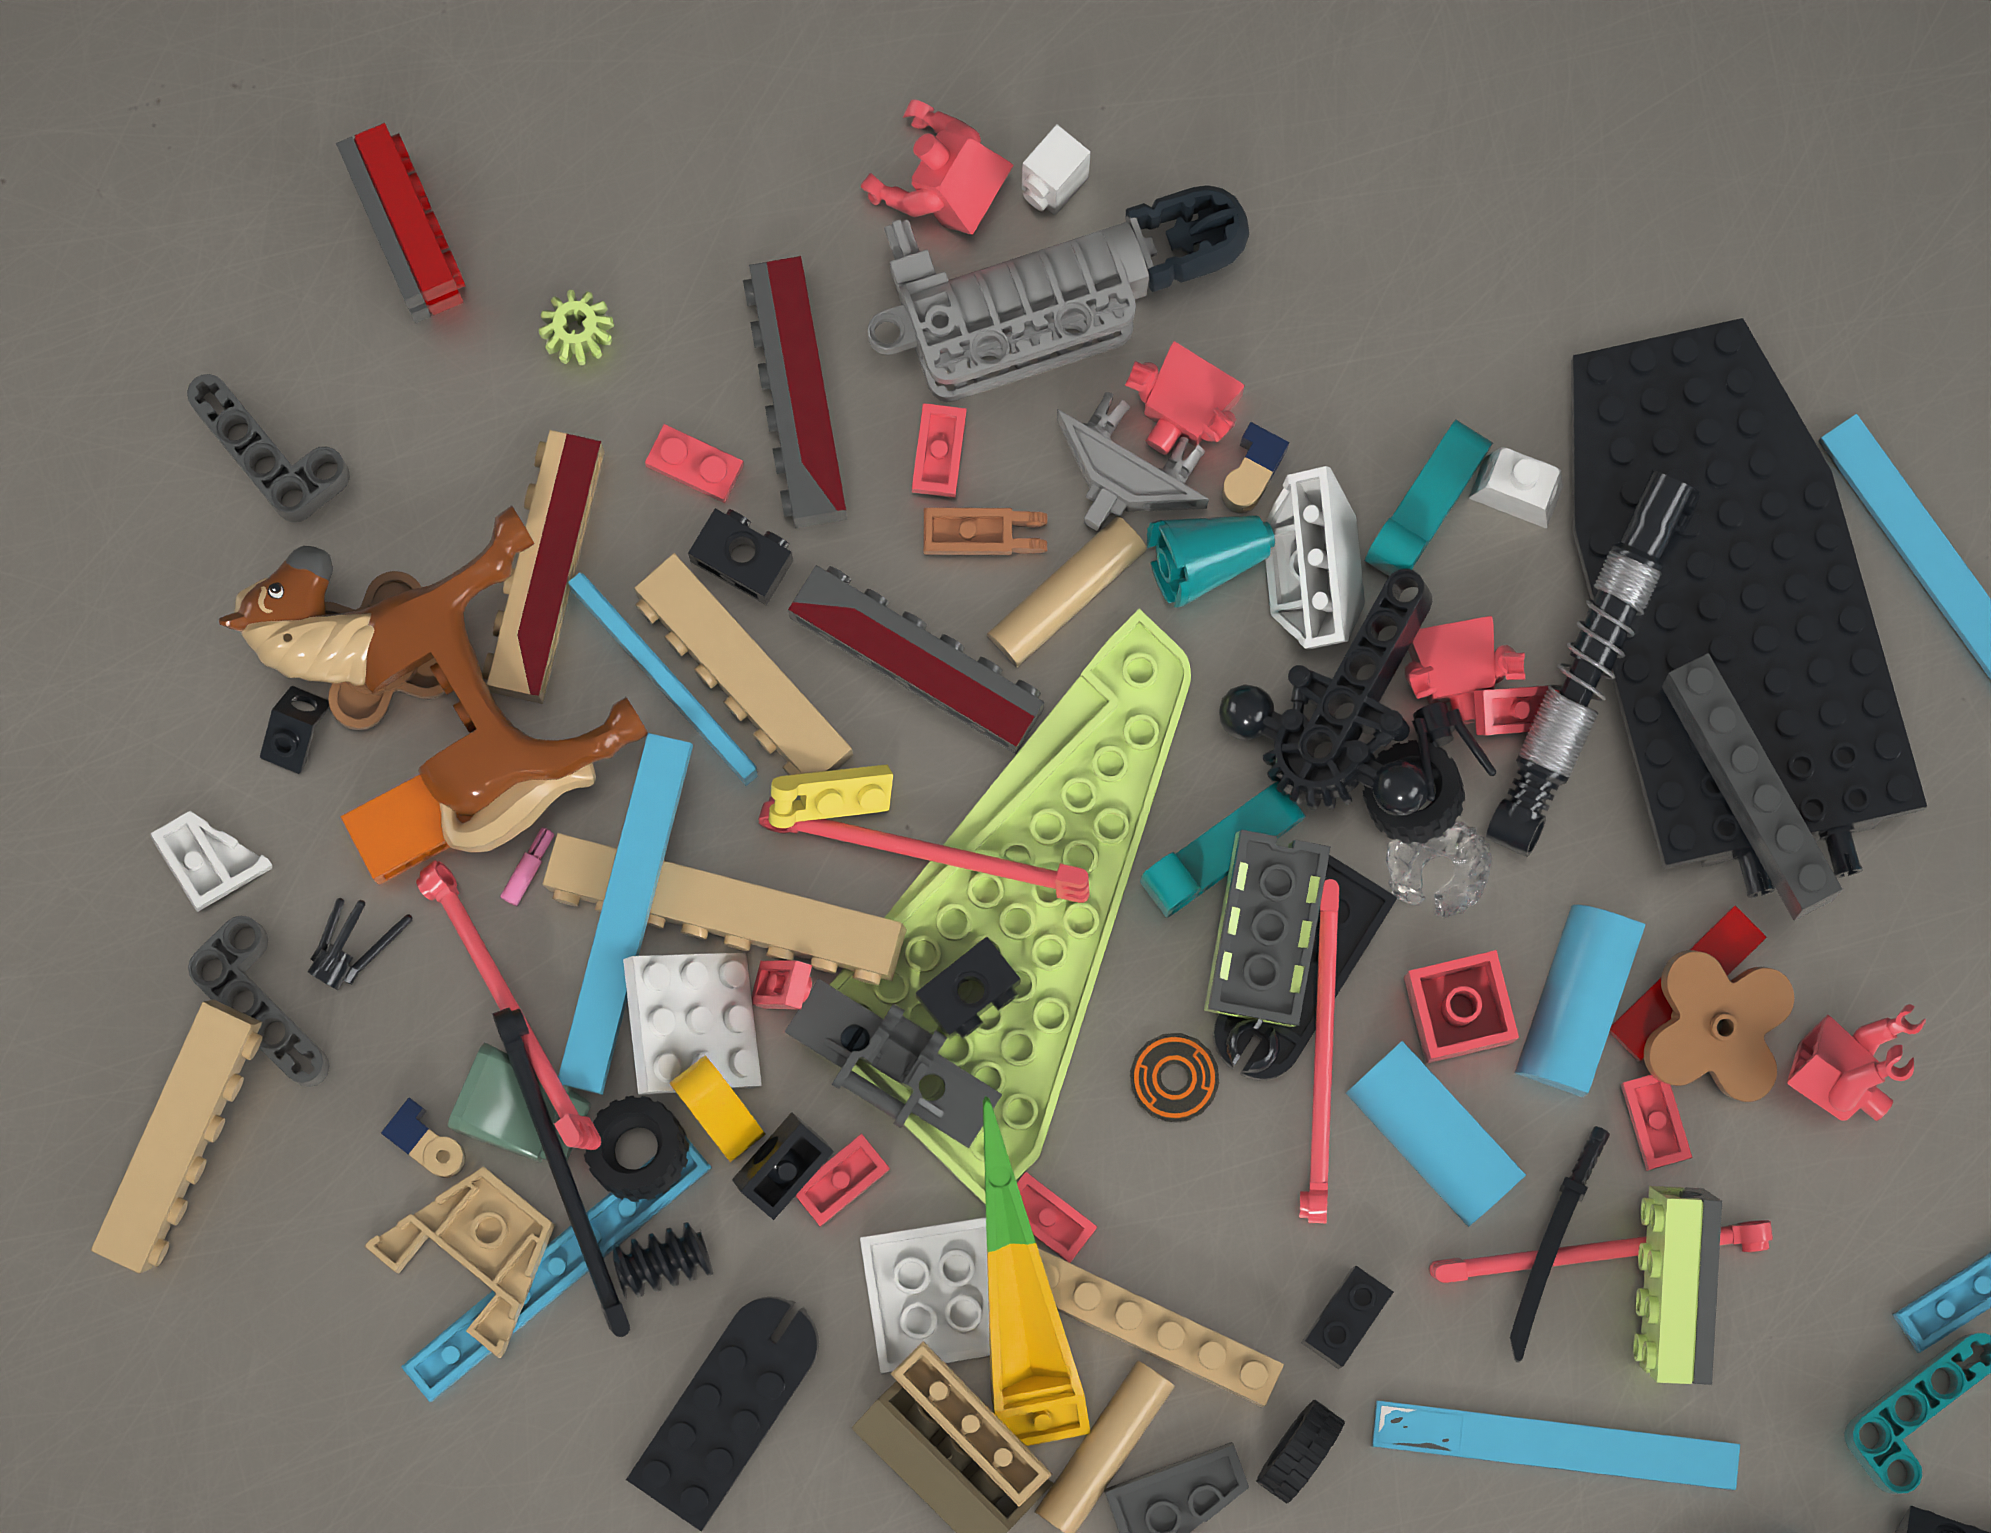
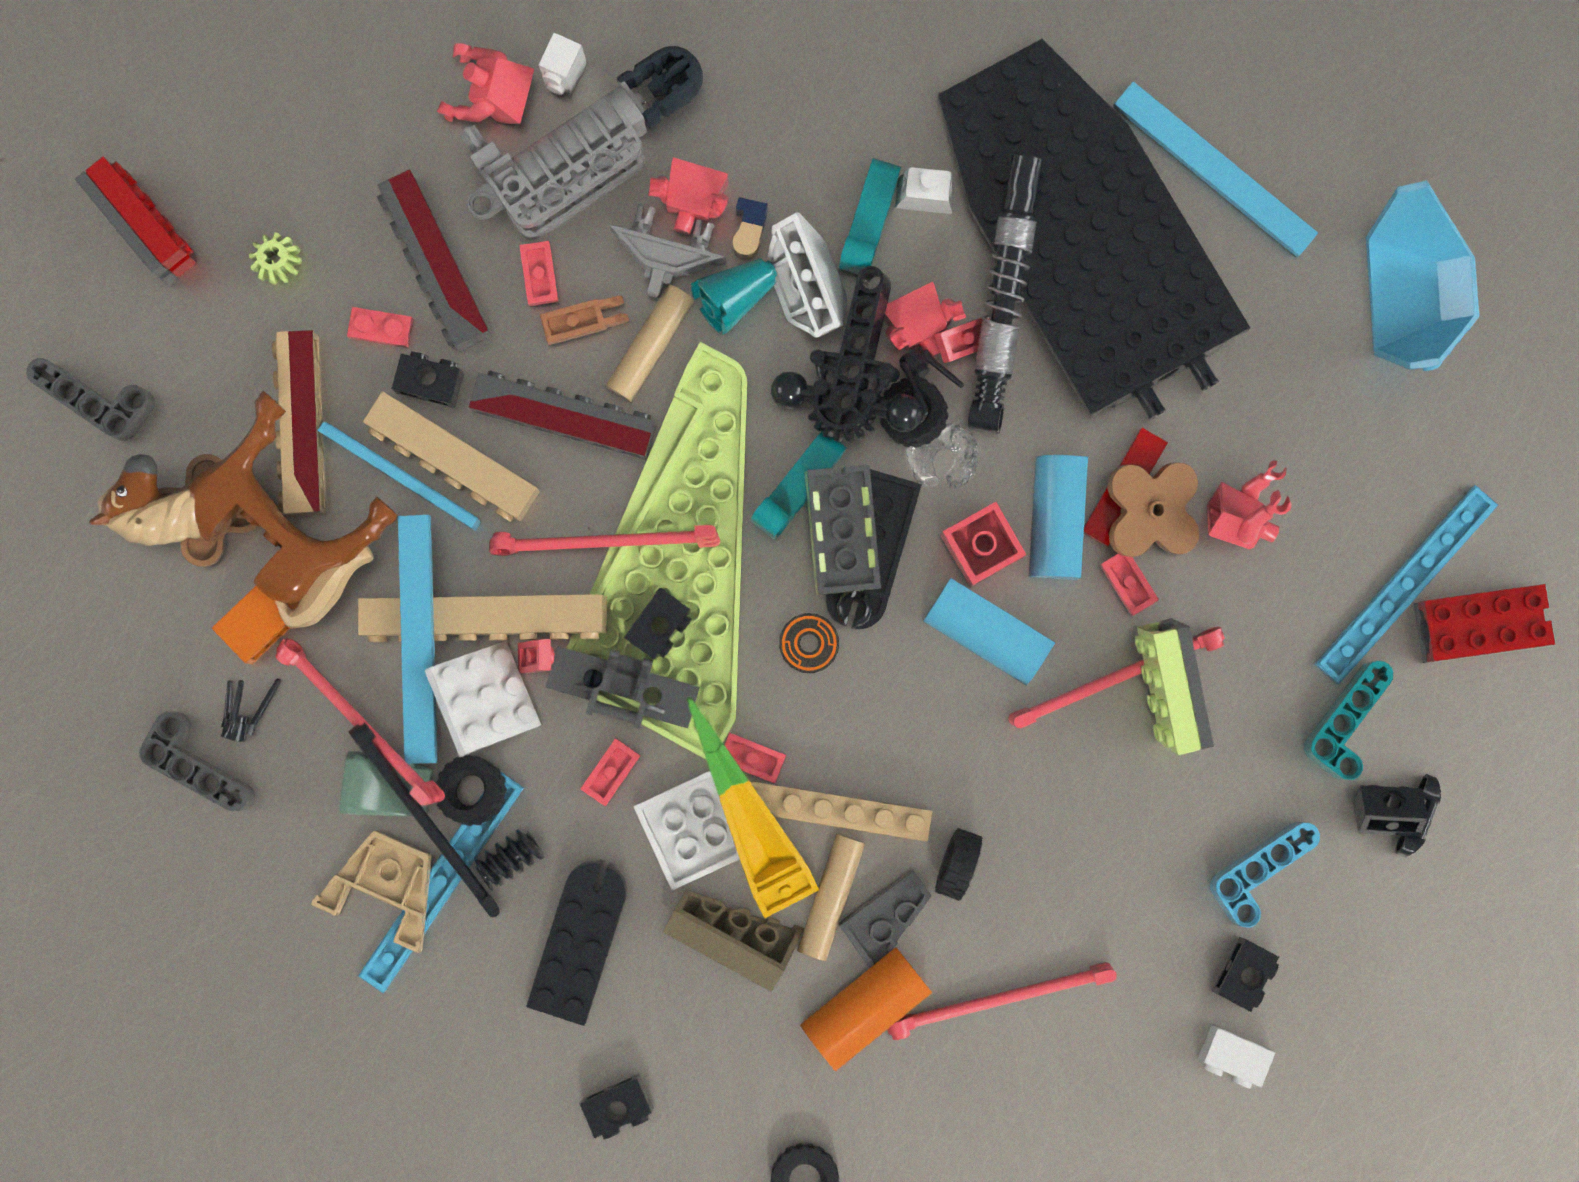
camera: 20 degrees left, 5 degrees up
(177, 1137) = (165, 869): tan brick -> none
(206, 860) = (132, 681): white wing -> none
(292, 729) = (163, 579): black bracket -> none
(435, 1153) = (328, 826): leg -> none
(527, 868) = (346, 626): bright pink pin -> none
(717, 1108) = (515, 750): yellow beam -> none
(782, 1166) = (569, 774): black brick -> none
(830, 794) = (531, 522): light yellow plate -> none
(971, 1424) = (740, 908): tan brick -> none
(1314, 1202) = (922, 699): coral hinge -> none
(1347, 1317) = (964, 767): black brick -> none
(1555, 1445) = (1121, 810): medium azure tile -> none
(1572, 1190) = (1087, 644): black sword -> none
(1751, 787) = (1133, 347): dark grey brick -> none

